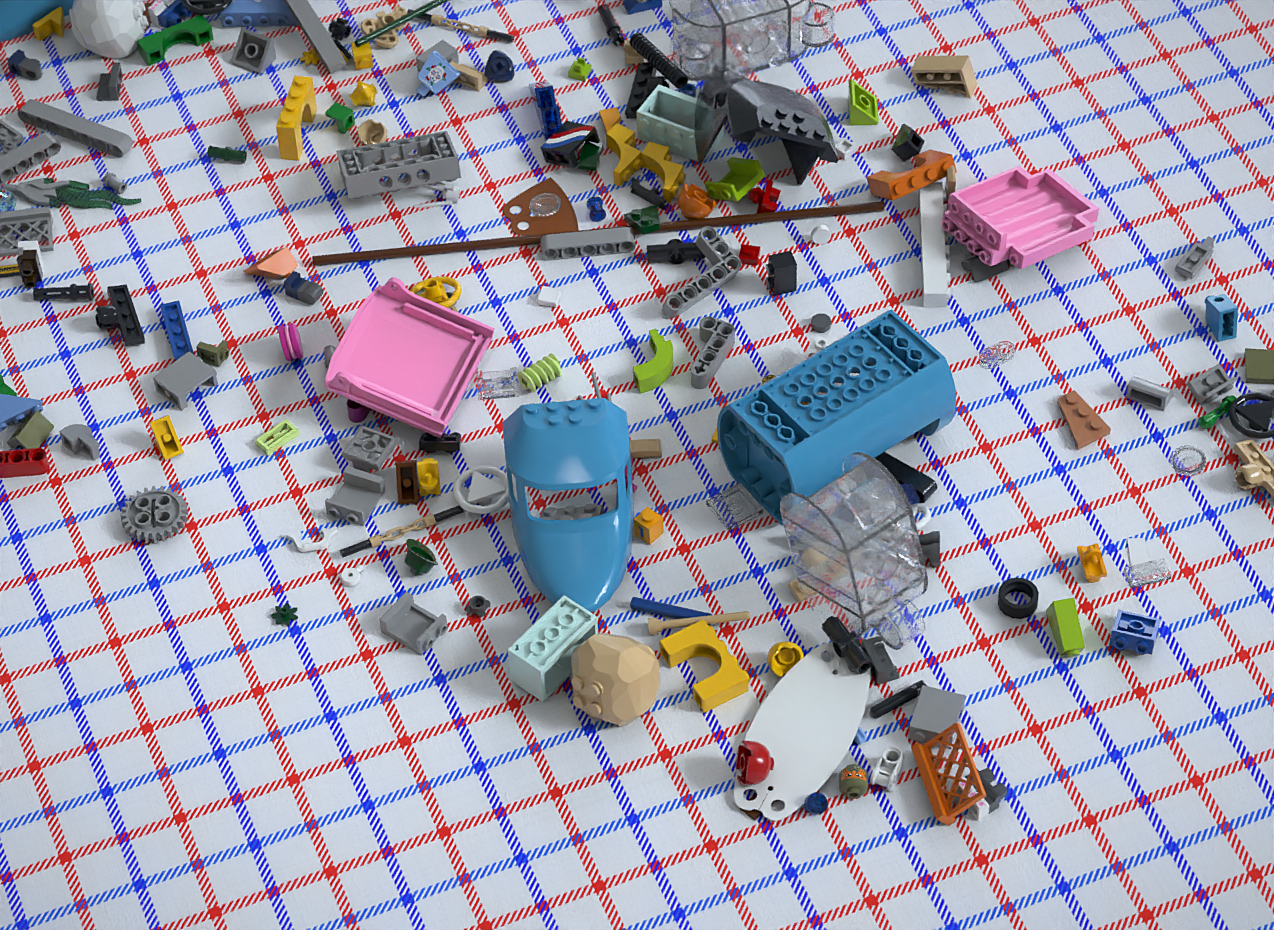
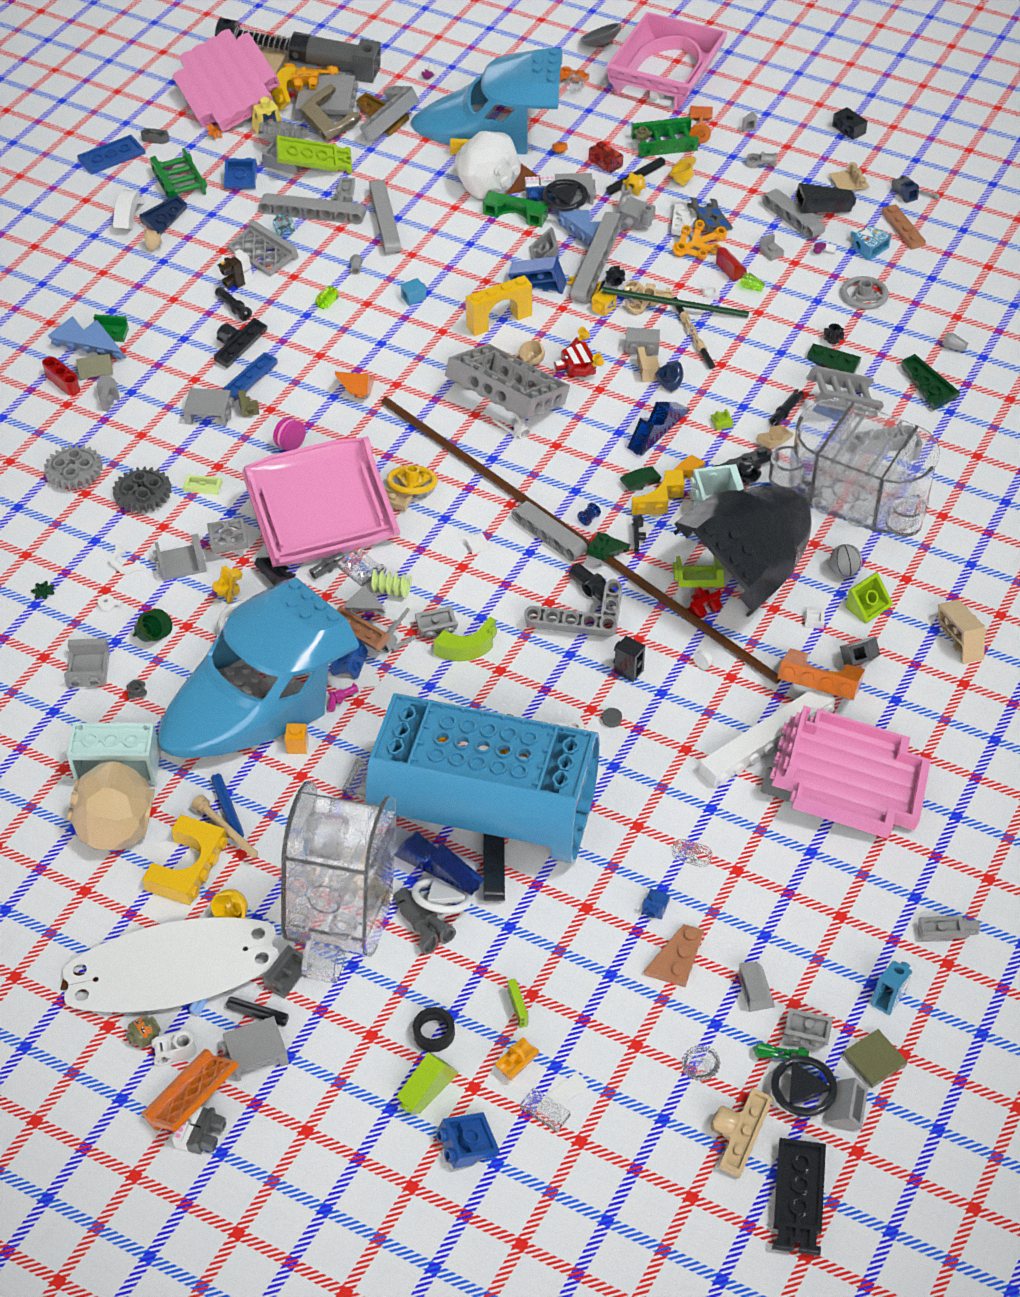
camera: 50 degrees right, 0 degrees up
(24, 66) = (416, 160): leg -> none
(47, 192) = (324, 250): clear green piece -> none
(110, 84) = (445, 207): dark grey panel -> none
(137, 225) = (327, 297): none -> clear neon green brick
(166, 437) = (145, 429): yellow slope -> none
(201, 165) = (413, 291): none -> dark azure brick
(227, 154) = (438, 298): dark green pin -> none
(239, 480) = (142, 490): none -> dark grey gear
(279, 73) = (541, 272): none -> blue wedge
(302, 289) = (349, 409): leg -> none
(343, 116) = (531, 328): green panel -> none
(363, 94) = (565, 325): yellow rock -> none
(376, 540) = (152, 595): piece -> none
(407, 482) = (213, 573): reddish brown slope -> none
(413, 111) = (577, 357): none -> red torso
(436, 74) = (621, 346): light blue torso -> none
(470, 404) = (318, 571): none -> dark grey pin
(545, 205) = (561, 483): clear hat -> none
(552, 392) = (364, 601): none -> light grey slope
(562, 221) = (570, 488): dark orange piece -> none
(565, 141) = (635, 453): black panel -> none
(613, 368) = (435, 621): none -> light grey bracket
(645, 448) = (375, 688): tan tile -> none
(658, 60) = (771, 443): black piece -> none
(658, 160) = (664, 536): yellow arch -> none
(694, 202) = (651, 562): orange cylinder -> none
(720, 340) = (510, 670): light grey beam -> none
(749, 254) = (639, 630): red plate -> none
(754, 763) = (99, 950): red cylinder -> none
(814, 89) = (845, 560): none -> light grey piece
(815, 803) = (101, 1019): clear blue tile -> none
(846, 645) = (269, 941): black piece -> none
(950, 183) = (839, 703): tan tile -> none
(1023, 403) = (655, 904): none -> blue bracket
(1040, 534) = (517, 1003): none -> lime tile

